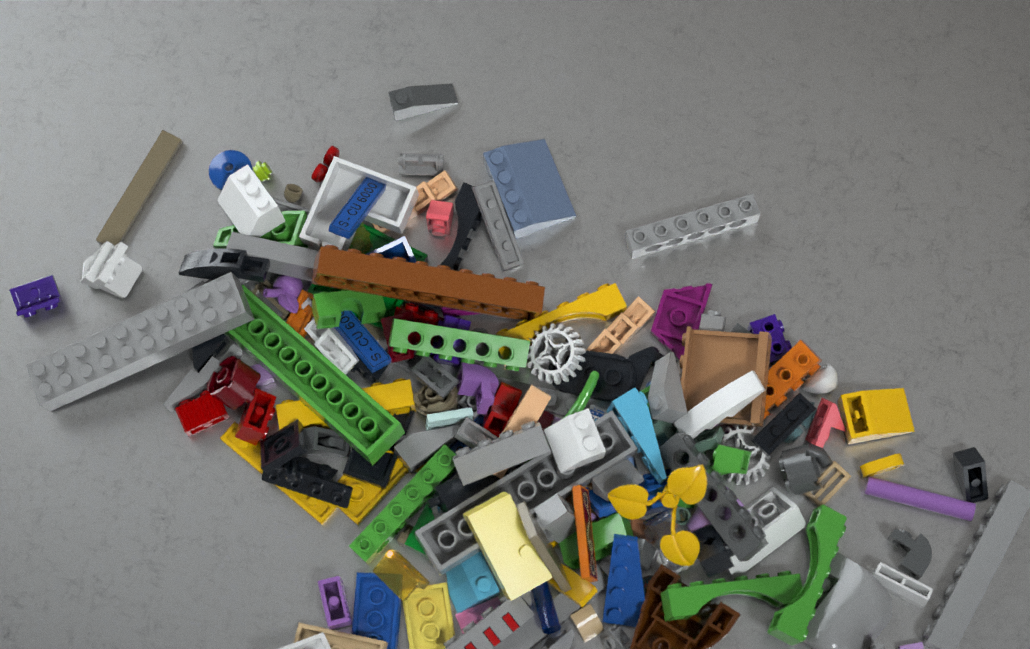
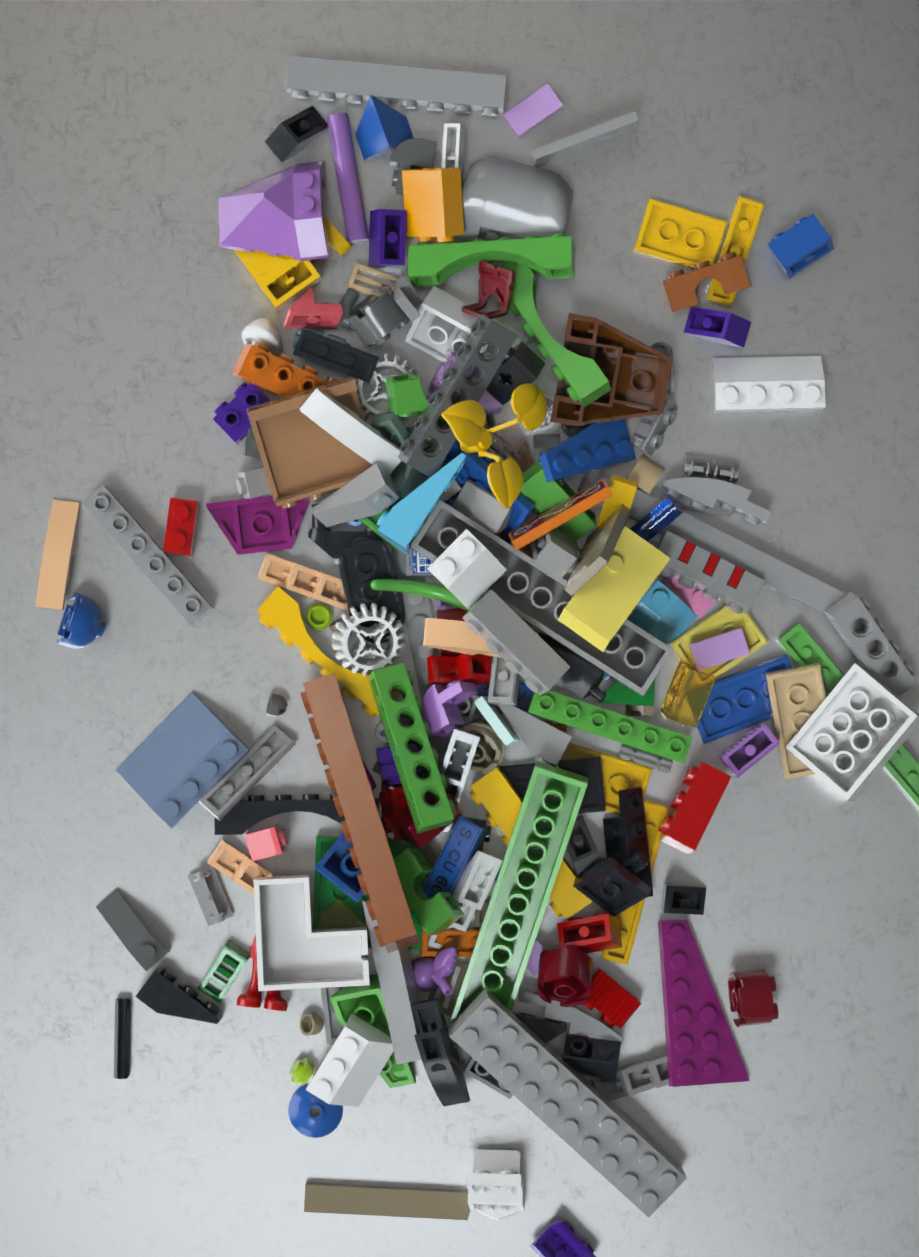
camera: 115 degrees left, 15 degrees up
(131, 417) = (636, 1078): none -> light grey slope
(146, 466) = (695, 1027): none -> magenta wing
(146, 516) = (752, 997): none -> dark red brick
(164, 378) = (593, 1057): none -> black slope
(247, 501) = (683, 899): none -> black slope
(312, 537) = (693, 807): none -> red piece
(350, 61) = (121, 1038): none -> black axle
(357, 208) = (309, 933): blue tile -> none
(361, 104) = (172, 999): none -> black slope
(366, 521) = (645, 758): none -> light grey axle
(371, 160) = (237, 953): none -> green slope
(423, 616) = (719, 649): none -> lavender tile
(537, 270) = (276, 705): none -> dark grey hinge
(589, 329) = (318, 616): none -> lime plate
(663, 158) = (81, 623): none -> blue cylinder
(702, 258) = (181, 527): none -> red brick
(722, 163) = (57, 554): none -> light nougat slope
(790, 570) = (492, 281): none -> dark red piece
(806, 497) = (407, 298): none -> light grey slope
(859, 505) = (387, 237): none -> dark purple brick
(872, 550) = (433, 203): none -> light orange brick
(912, 431) = (278, 214): none -> medium lavender wedge
(948, 542) = (381, 129): none -> blue slope

